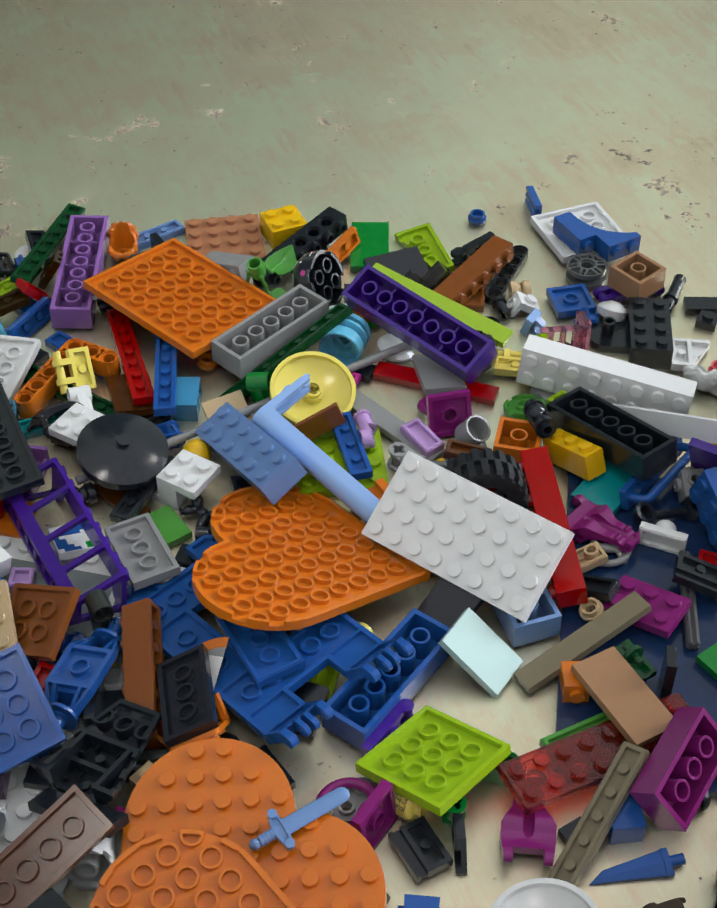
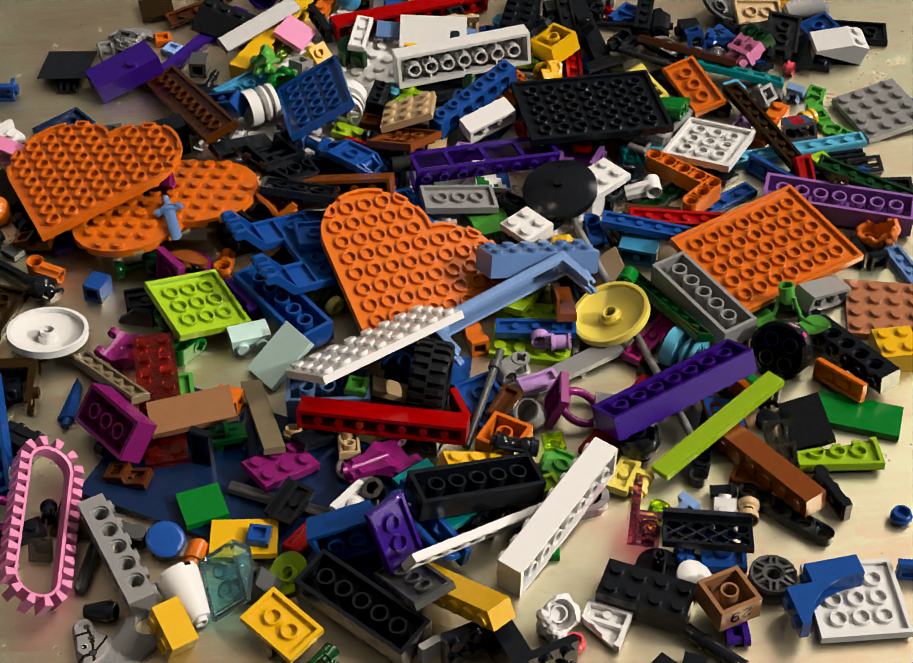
camera: 105 degrees right, 0 degrees up
(79, 366) = (681, 183): light yellow plate -> none
(325, 771) = (225, 263): none -> orange piece
(359, 787) = (190, 258): none -> dark orange dish
(450, 697) = (248, 337): none -> light aqua brick
(493, 414) = (553, 441): none -> clear neon green plate
(546, 304) = (701, 522): none -> black fence

